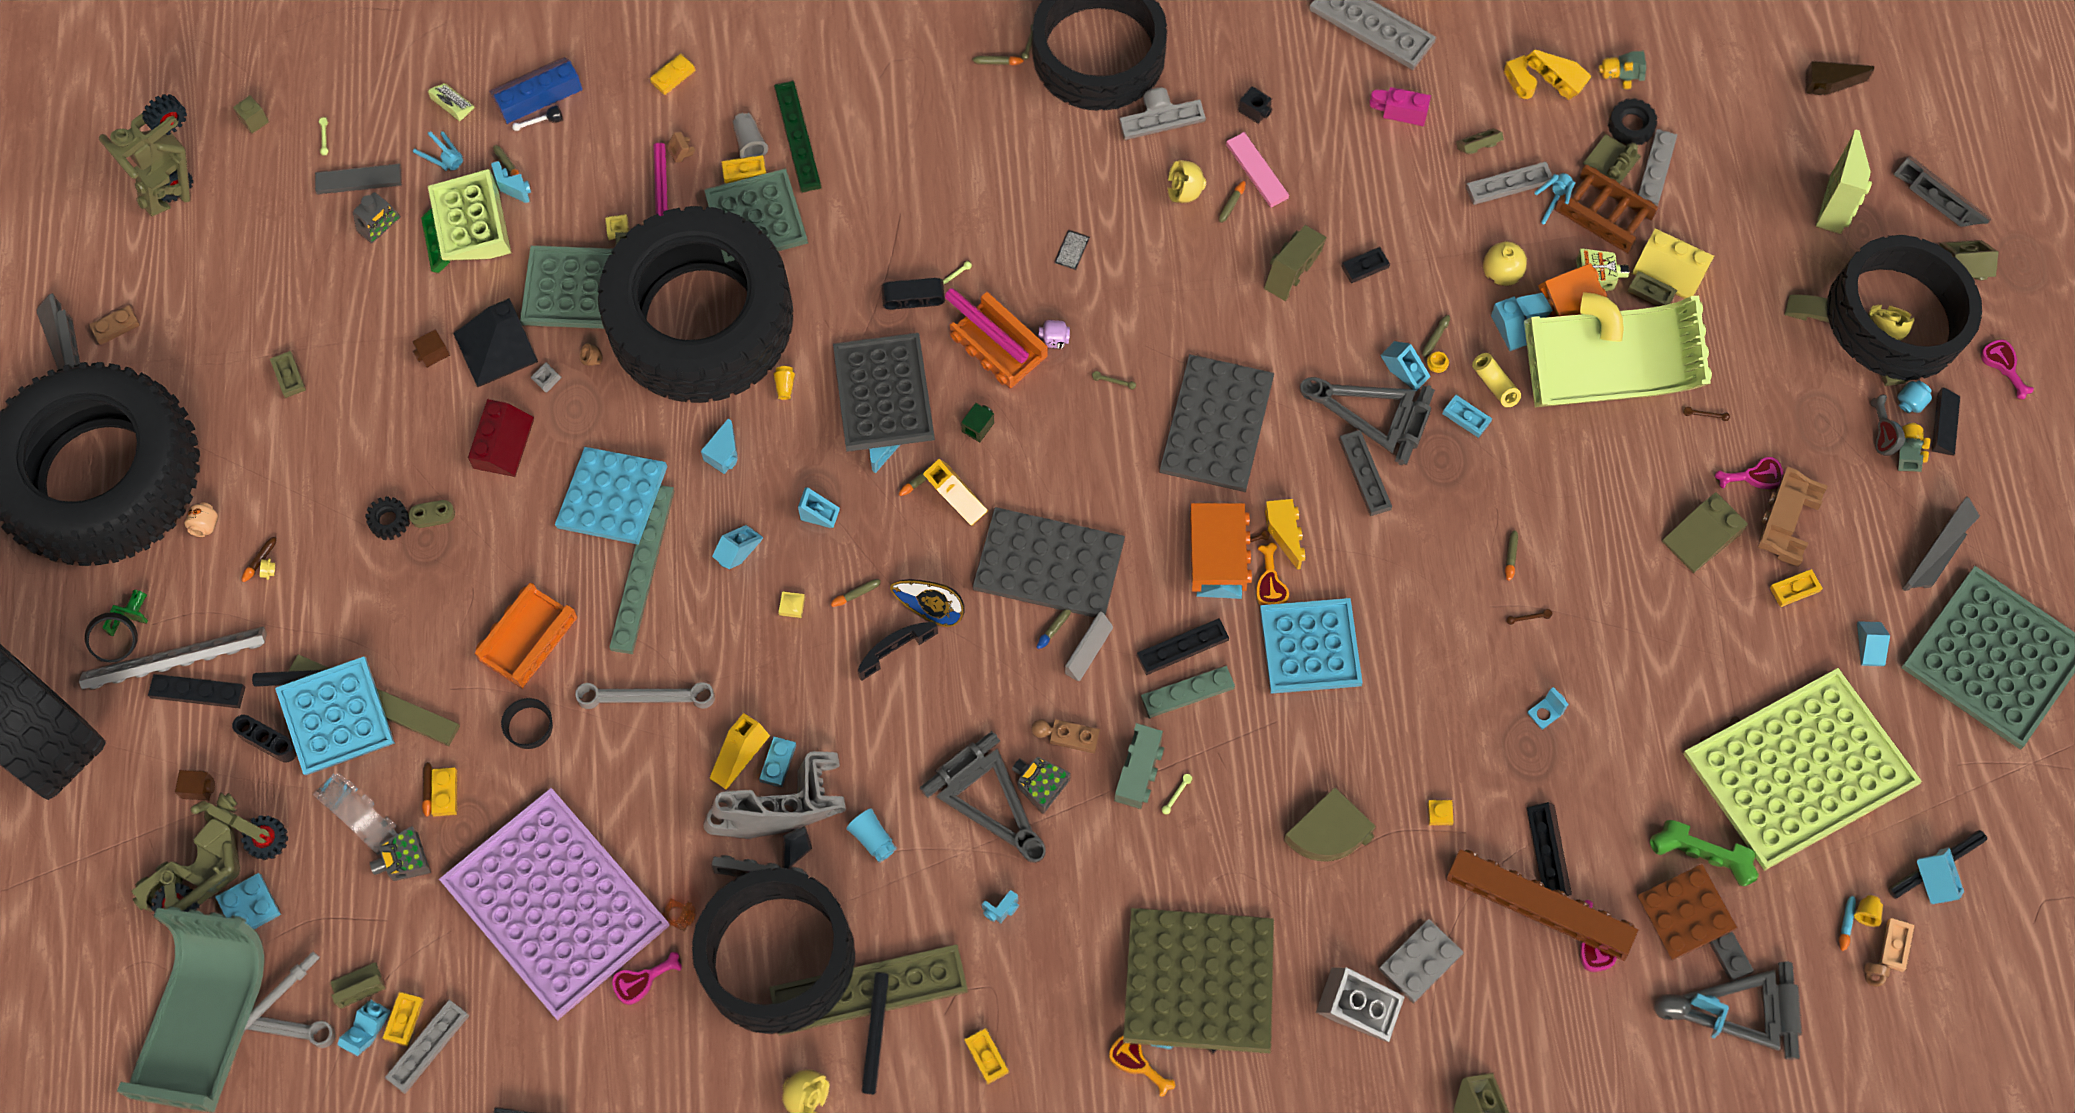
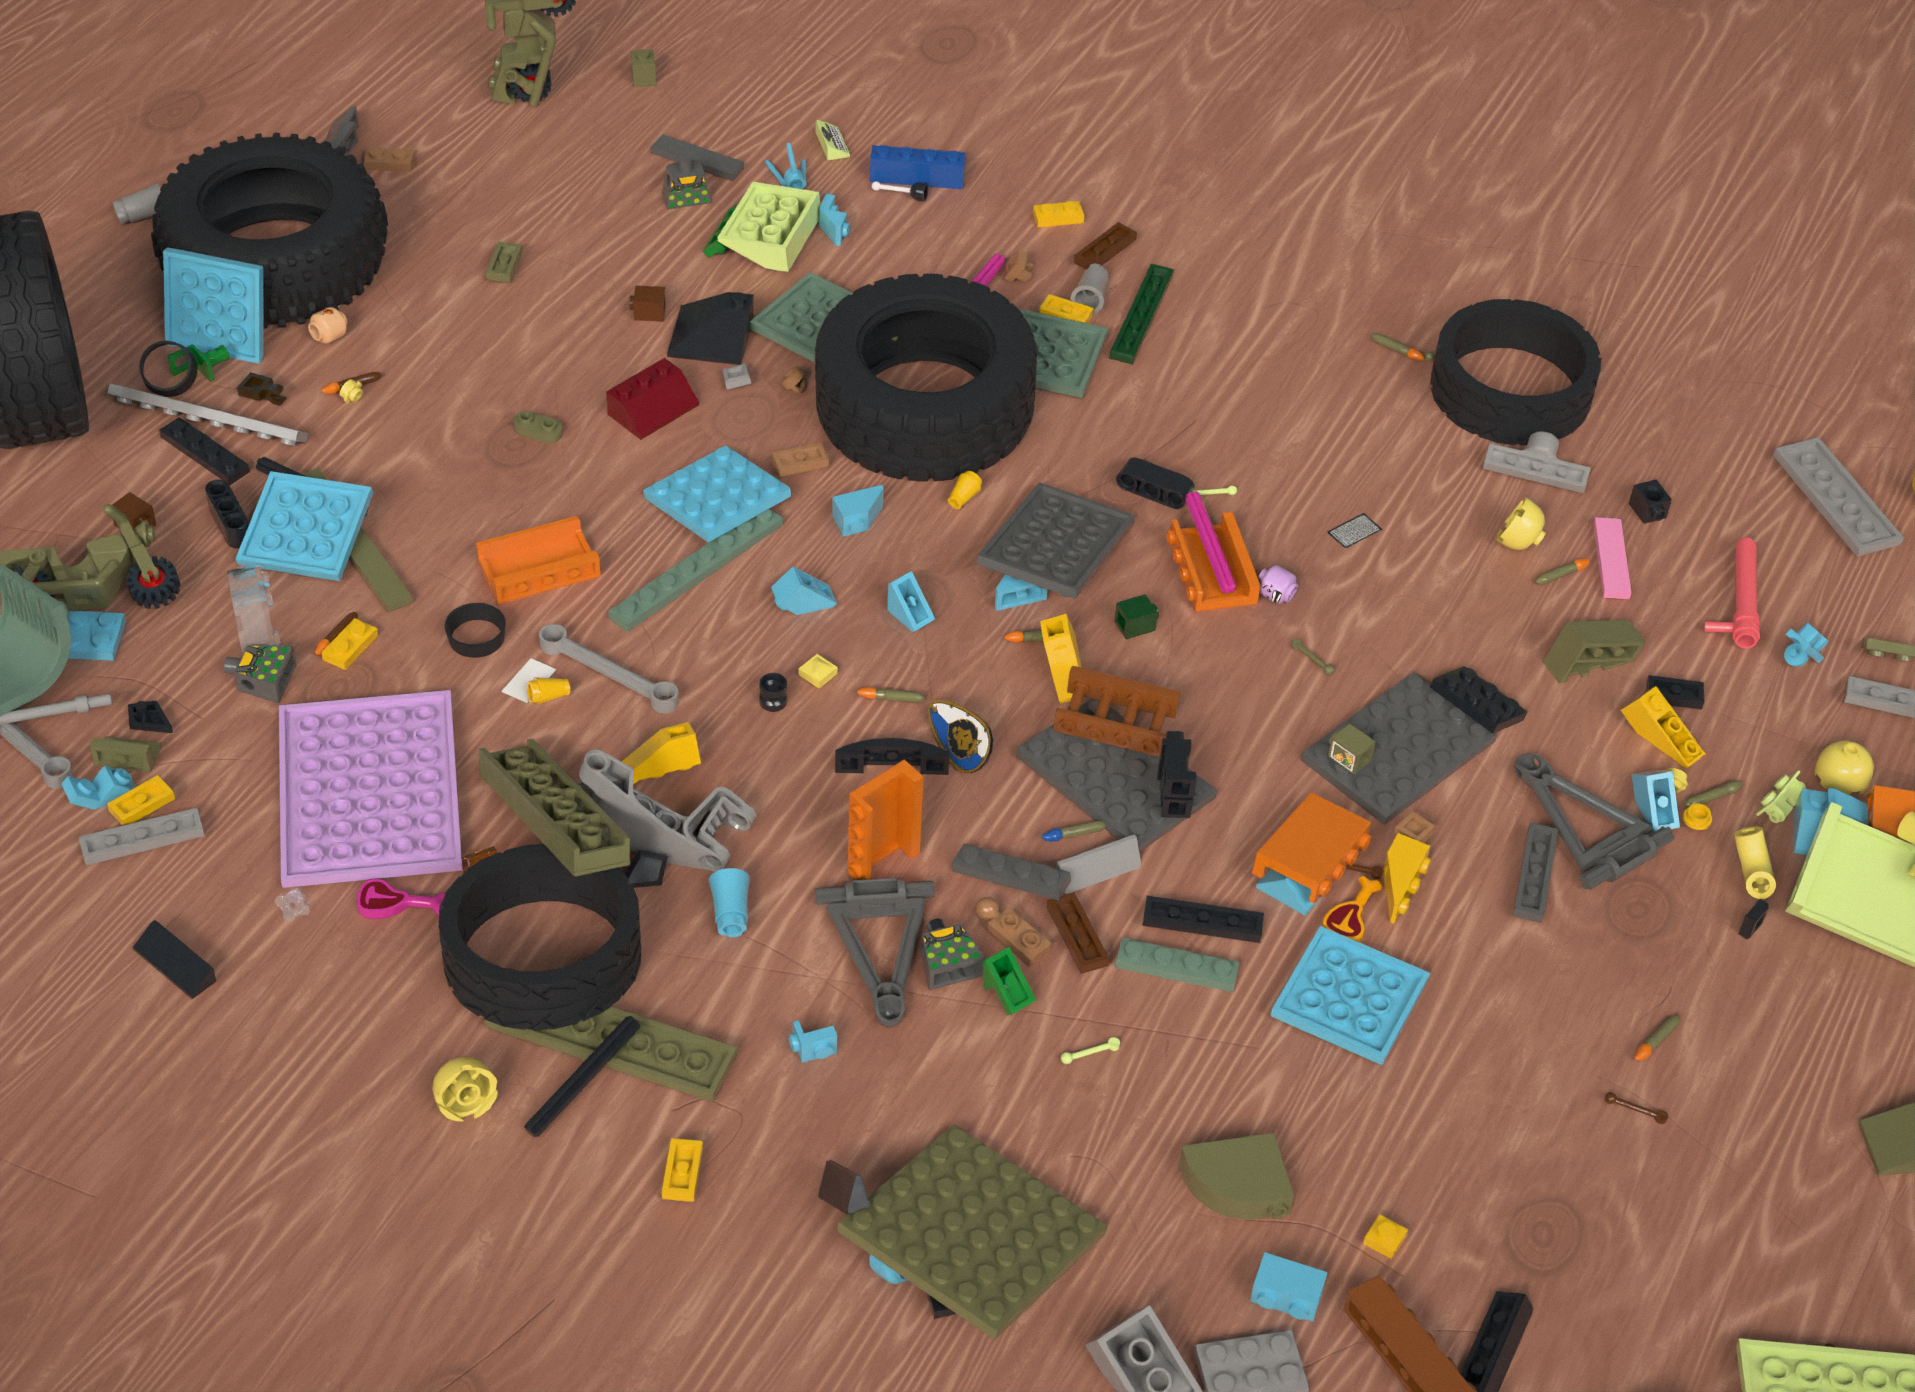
camera: 30 degrees right, 20 degrees down
(107, 565) = (214, 303): none -> medium azure plate
(193, 609) = (259, 386): none -> dark brown plate
(323, 122) = (702, 107): yellowish green hinge -> none
(349, 947) = (148, 717): none -> black piece
(381, 508) = (492, 398): black tyre -> none
(505, 160) = (843, 202): olive piece -> none
(578, 1030) = (298, 898): none -> clear plate
(594, 739) = (518, 685): none -> white sticker
(617, 742) = (547, 689): none -> yellow cone
(648, 426) = (800, 459): none -> medium nougat plate
(710, 849) = (555, 812): none -> olive tile
(730, 88) = (1105, 246): none -> reddish brown plate
(775, 639) = (773, 692): none -> black wheel
(777, 762) = (689, 792): medium azure plate -> none
(943, 701) = (884, 818): none -> orange panel
(1028, 497) = (1118, 691): none -> dark orange fence
(1037, 690) = (1011, 872): none -> dark grey plate
(1096, 780) = (1008, 981): none -> green slope
(1101, 554) = (1176, 783): none -> black hips
(1104, 1010) = (842, 1188): none -> black slope
(1110, 709) = (1078, 933): none -> reddish brown plate
(1129, 1059) = (836, 1265): light orange piece -> none
(1140, 766) = (1068, 996): sand green wedge -> none
(1194, 451) = (1351, 748): none -> olive brick
(1246, 352) = (1478, 699): none -> black plate
(1272, 489) = (1415, 827): none -> medium nougat tile
(1374, 301) = (1661, 726): none -> yellow slope
(1375, 173) = (1746, 619): none -> coral cylinder
(1401, 105) = (1820, 575): dark pink hinge -> none
(1408, 338) = (1679, 779): none -> light yellow plate
(1409, 890) = (1288, 1287): none -> medium azure brick
(1427, 176) = (1807, 642): none -> medium azure hips
(1467, 416) = (1696, 881): medium azure plate -> none
(1480, 304) = (1783, 799): none -> yellowish green hinge
(1519, 425) = (1754, 919): none -> black tile
(1554, 703) = (1603, 1206): medium azure bracket -> none

